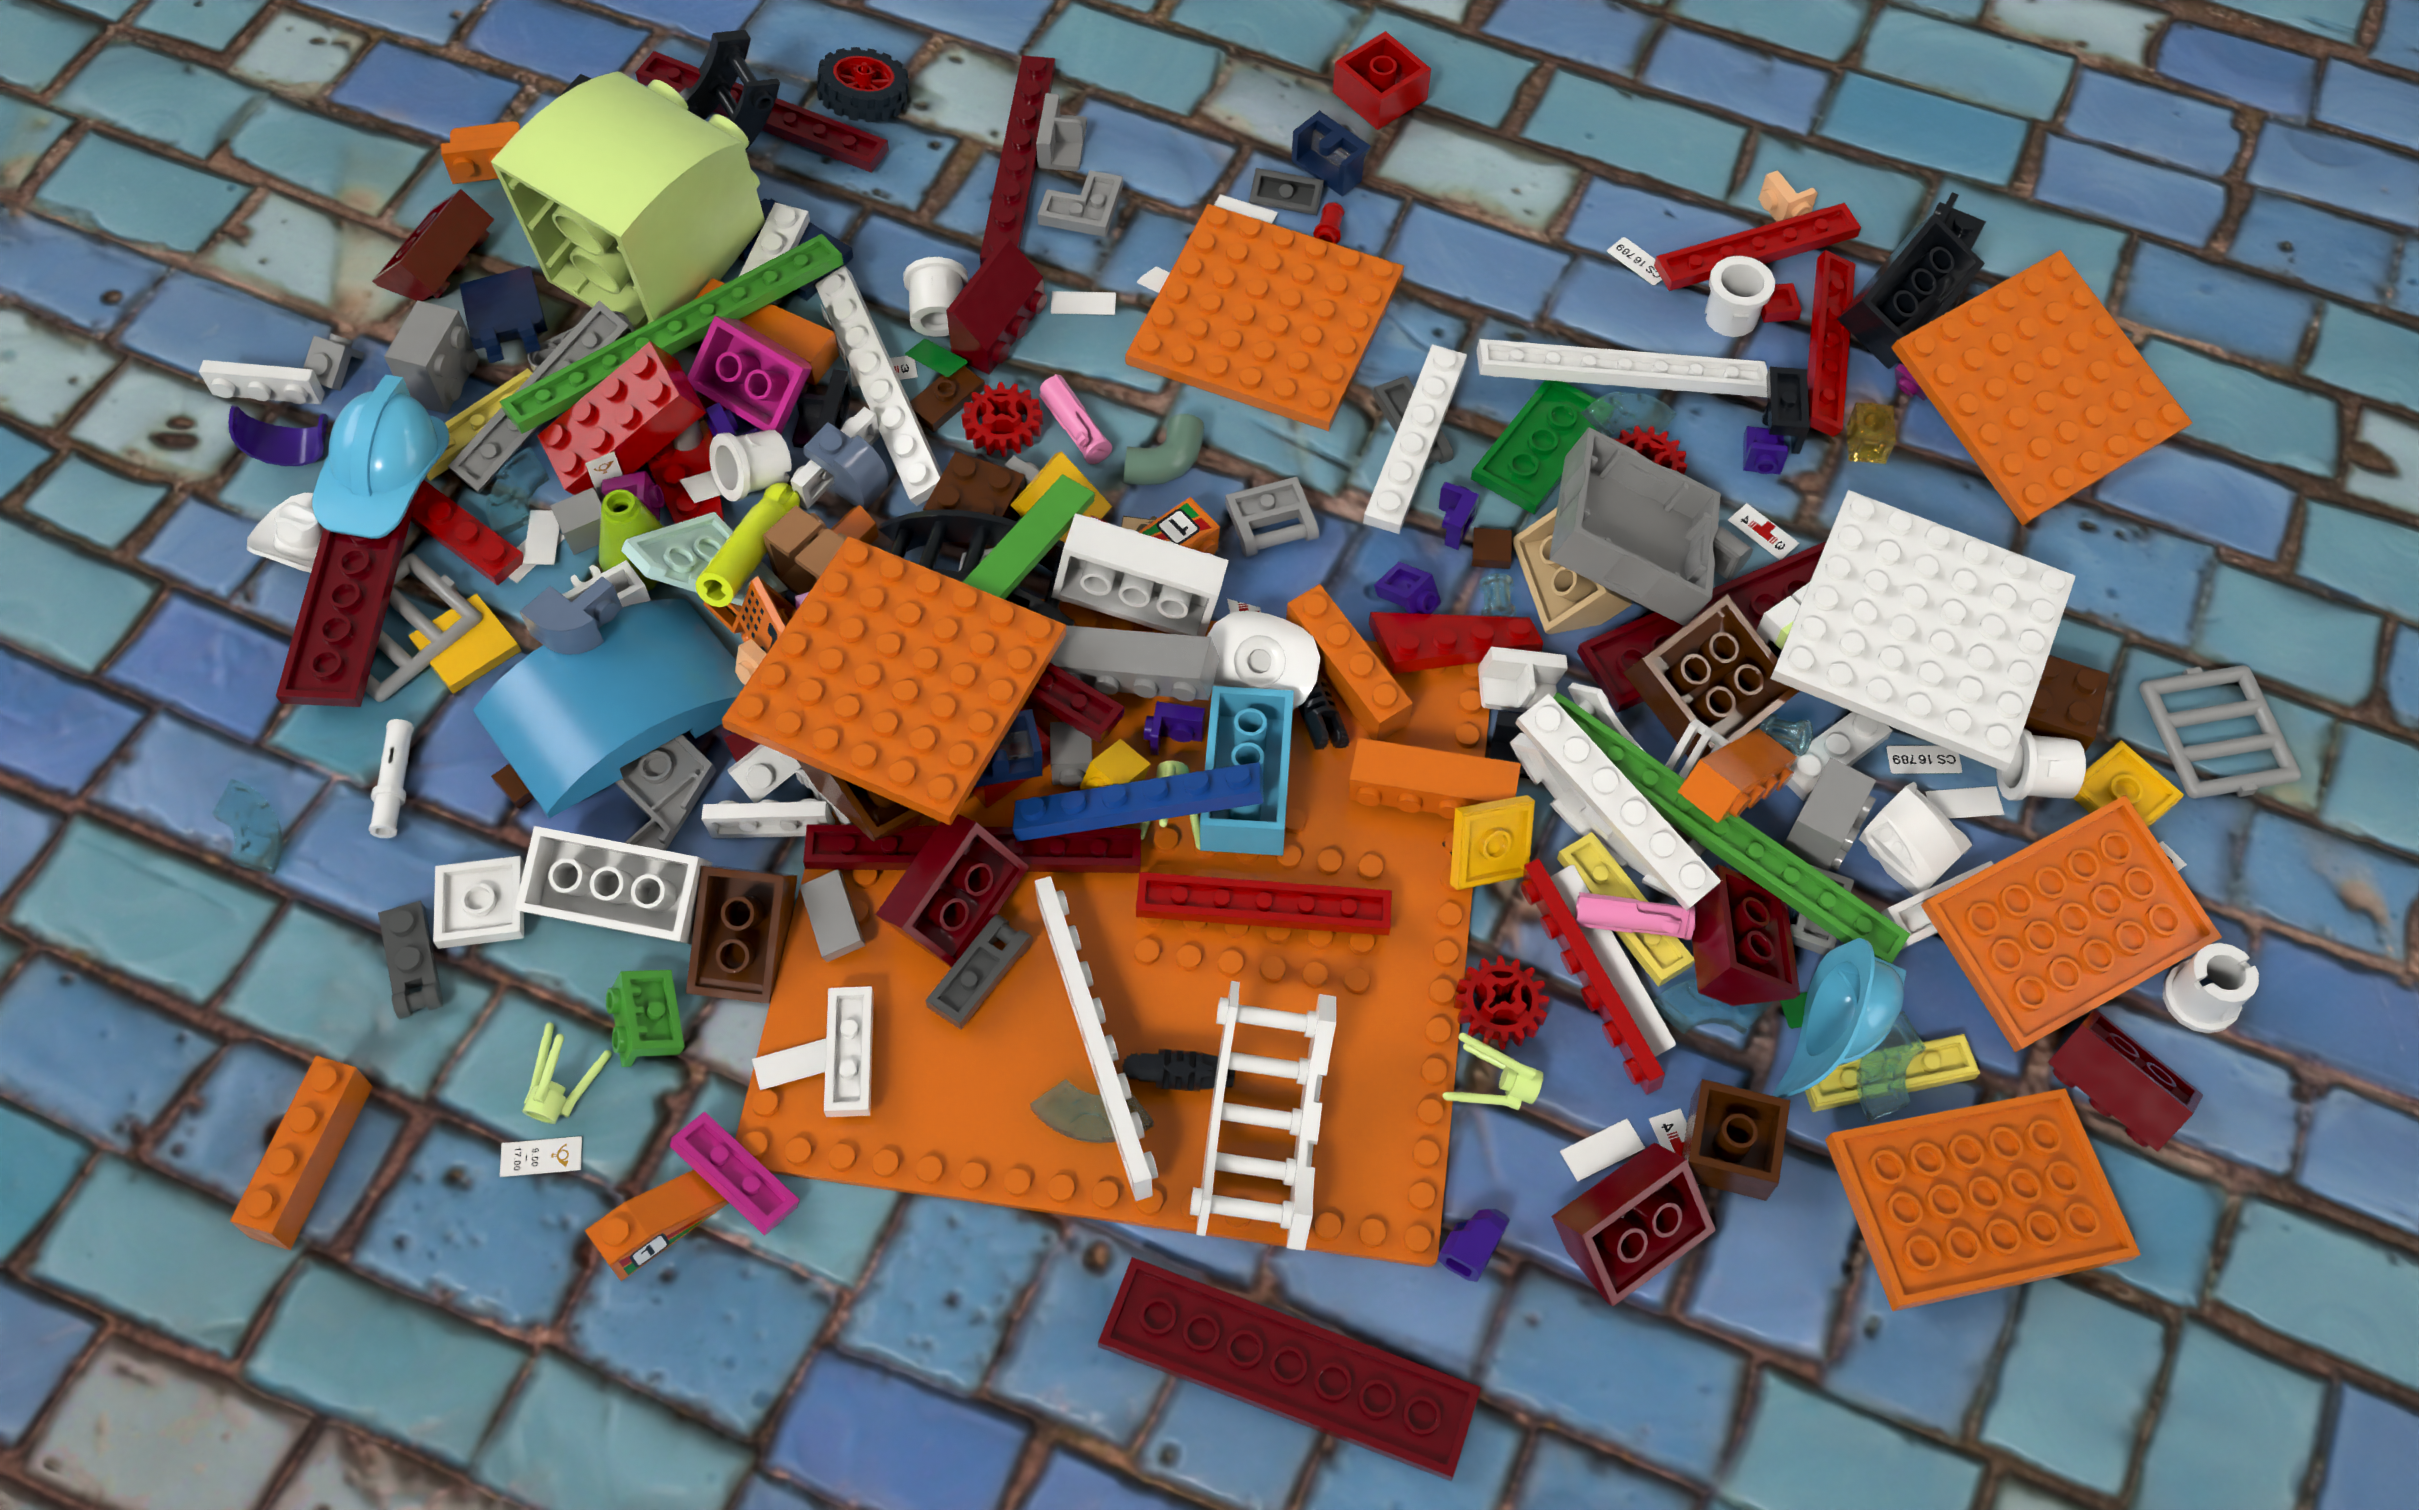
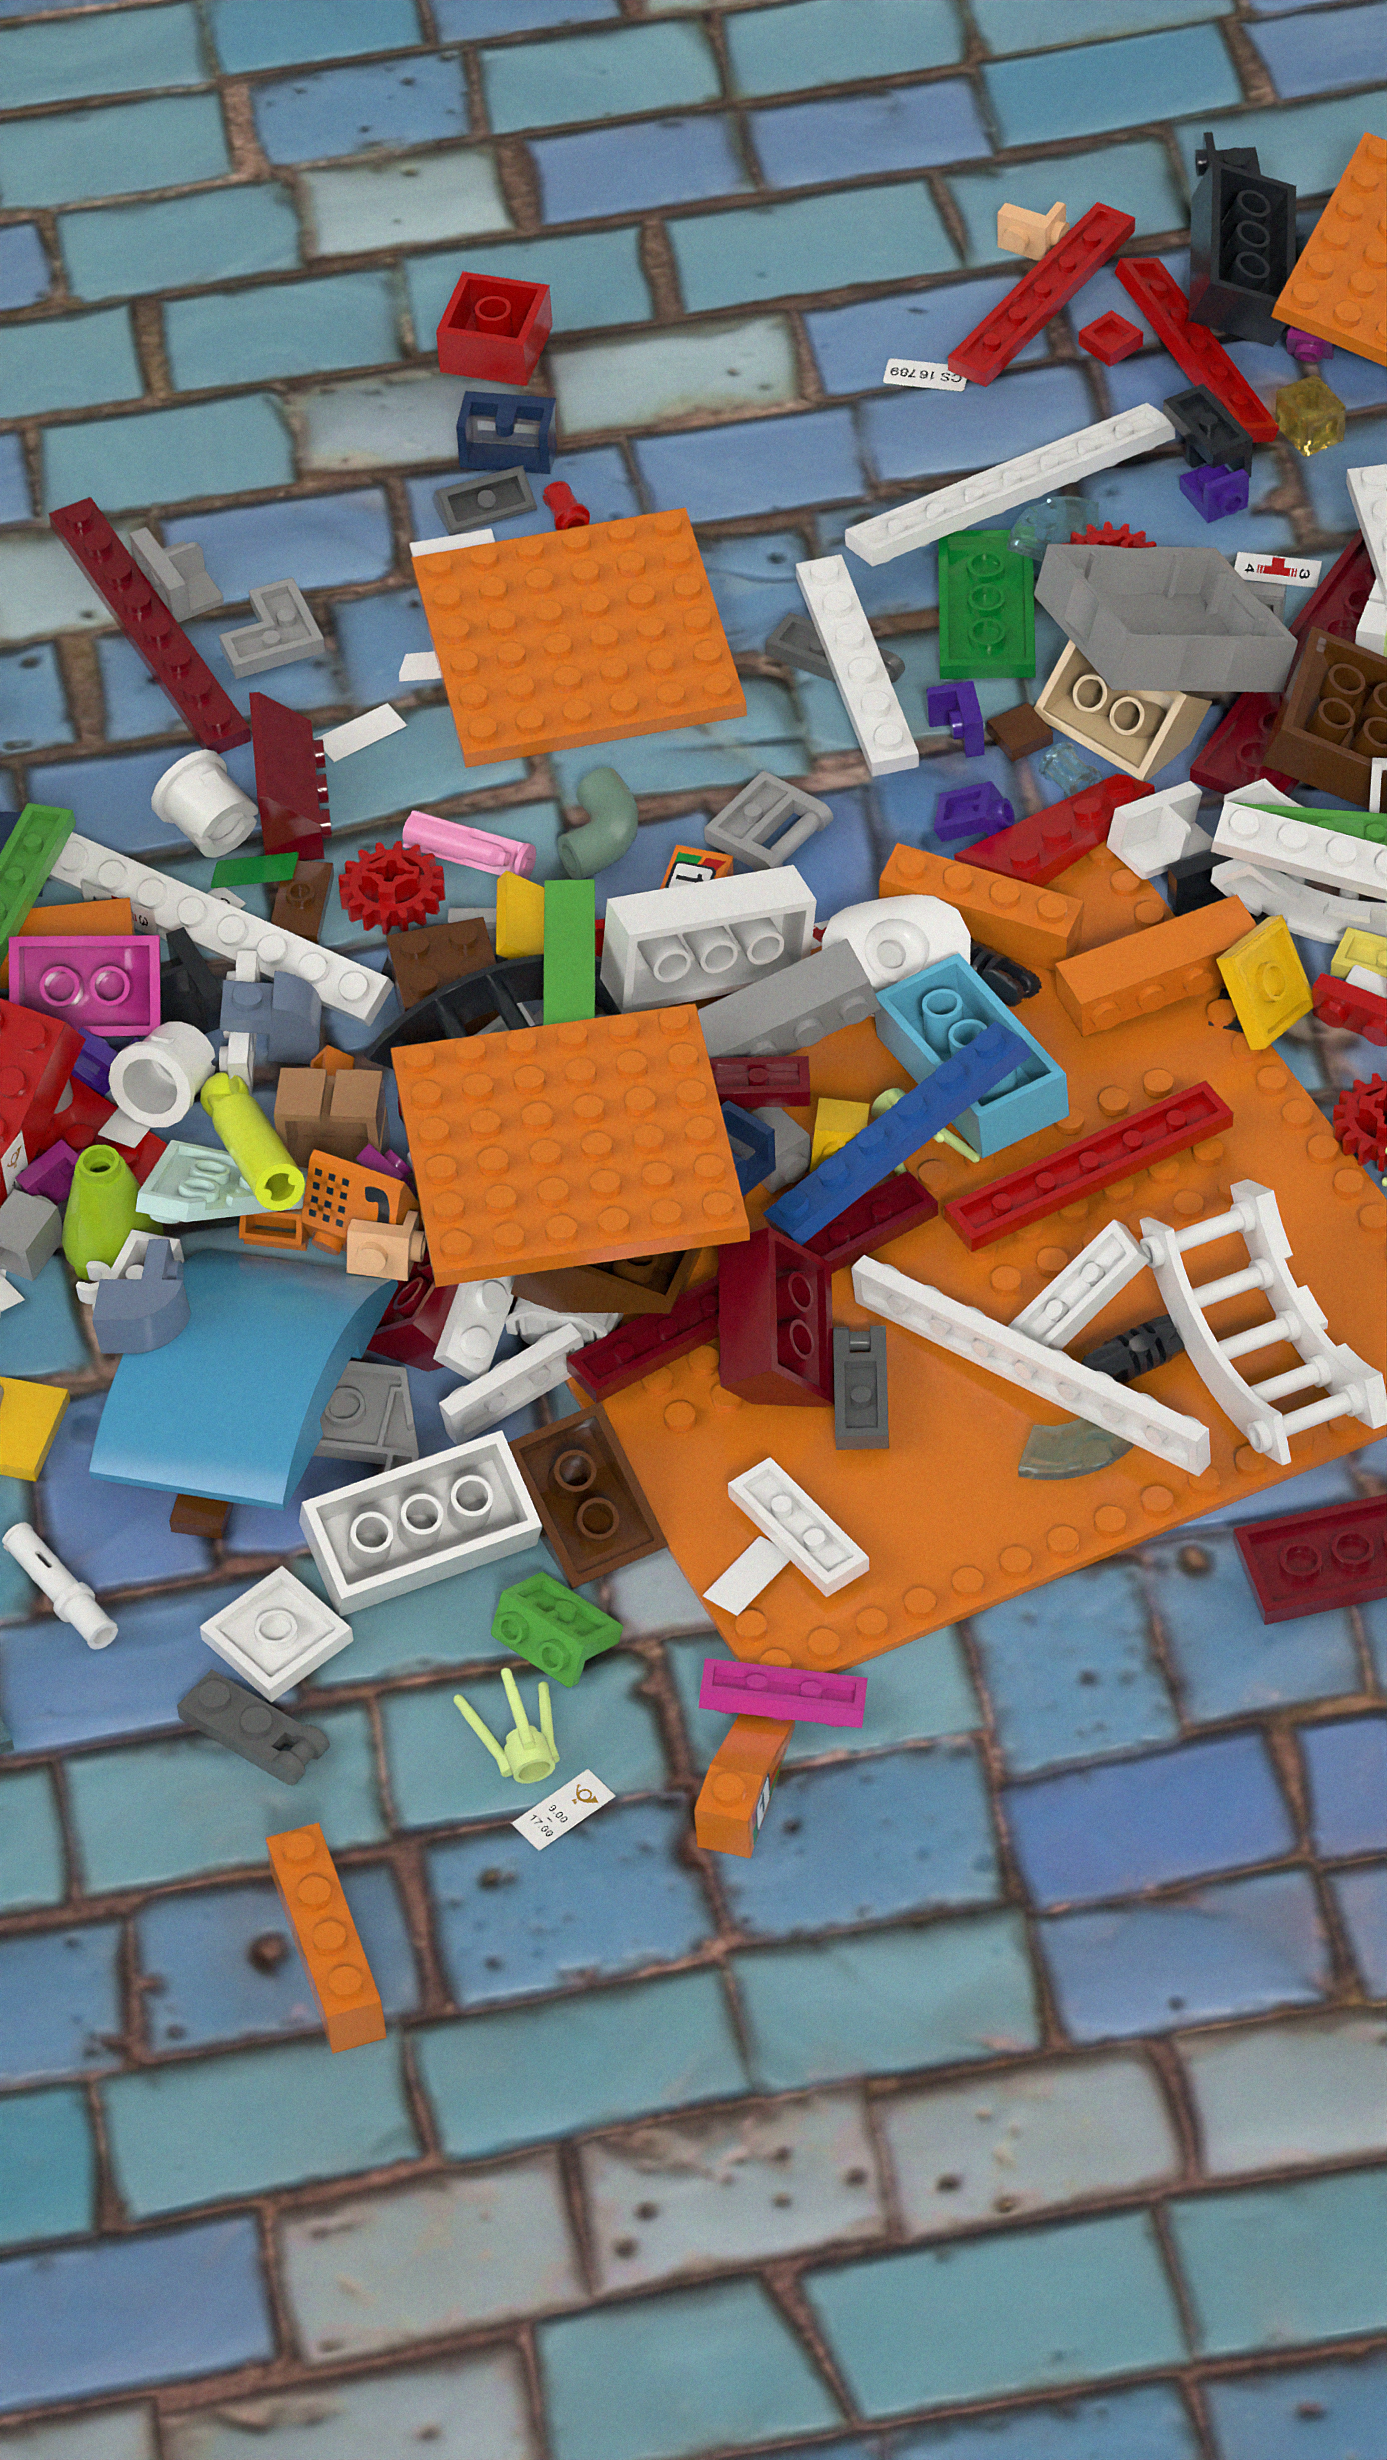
camera: 30 degrees left, 10 degrees down
(832, 915) = (664, 1427): light grey tile -> none
(1163, 1003) = (1083, 1287): none -> white plate
(1174, 721) = (853, 1060): dark purple bracket -> none
(1737, 295) = (1069, 350): white piece -> none

